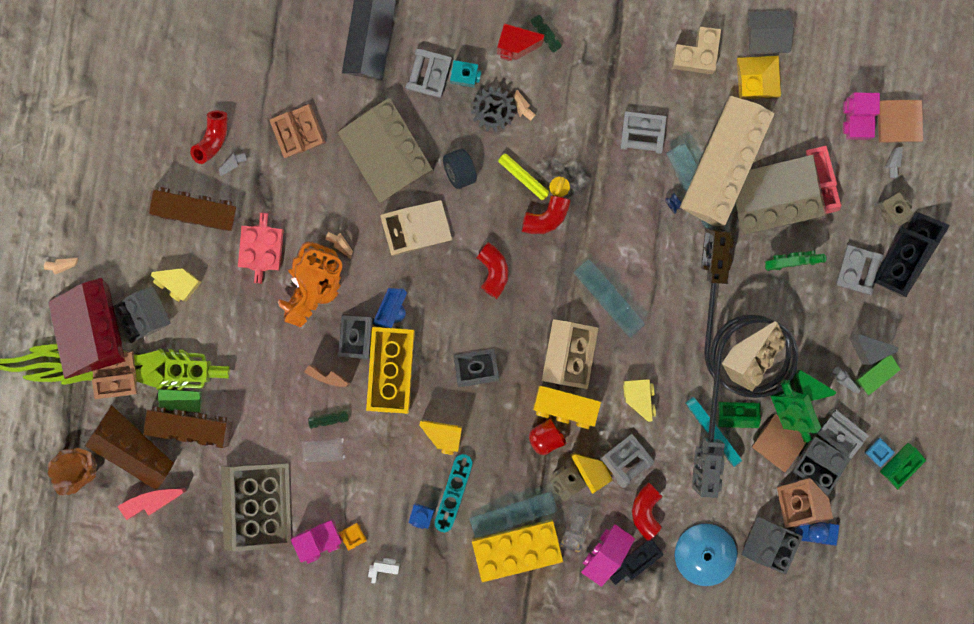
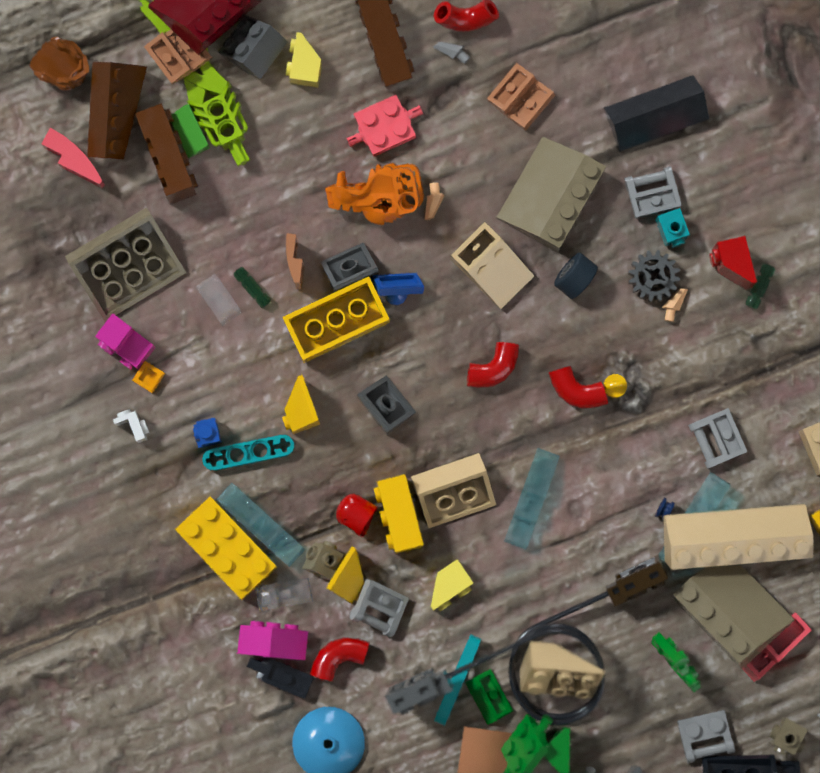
camera: 55 degrees right, 5 degrees down
(523, 176) = (604, 344): neon yellow axle -> none

